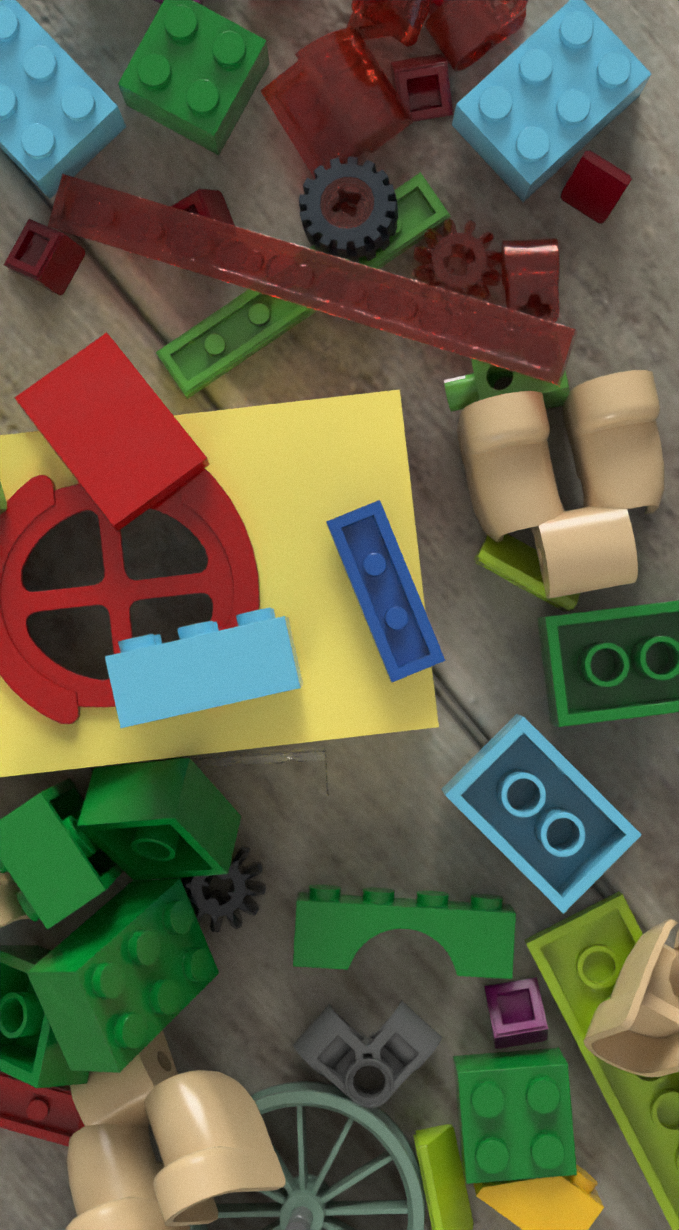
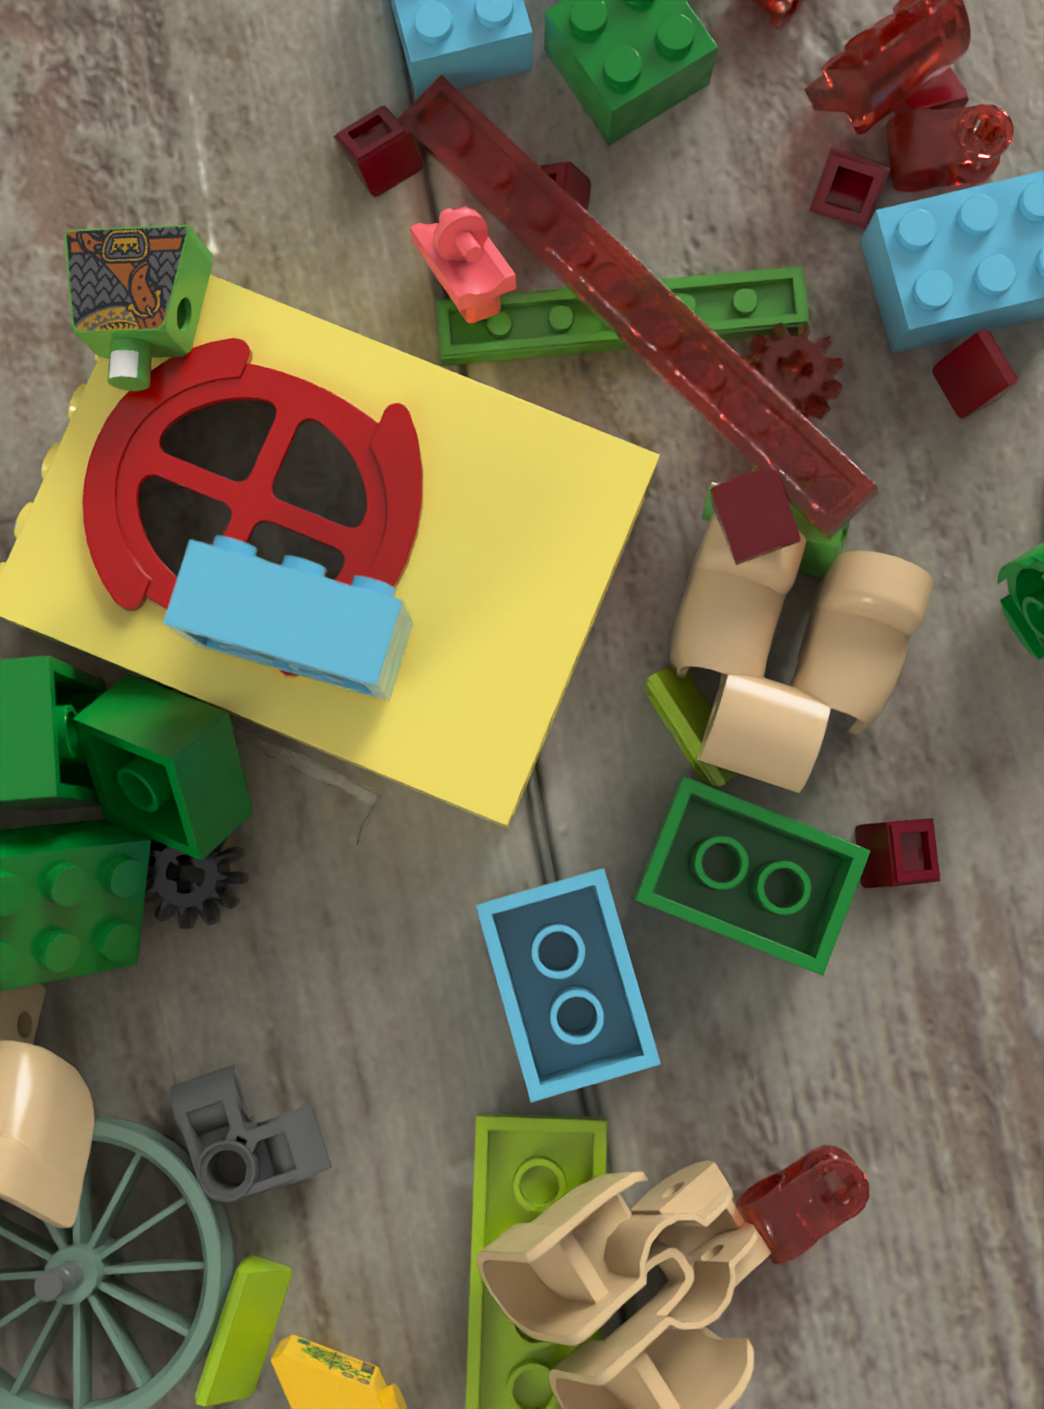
camera: 25 degrees right, 5 degrees down
(112, 431) = (339, 336): red tile -> none
(165, 313) = (465, 262): none -> coral hips
(336, 100) = (755, 150): clear red brick -> none
(352, 230) = (686, 265): black wheel -> none
(385, 591) = (528, 649): blue plate -> none
(473, 933) = (424, 1074): green arch -> none
(497, 400) = (754, 514): none -> dark red slope
(514, 1115) = (360, 1296): green brick -> none
(516, 1013) = (425, 1187): magenta slope -> none
(531, 276) = (863, 422): clear red piece -> none

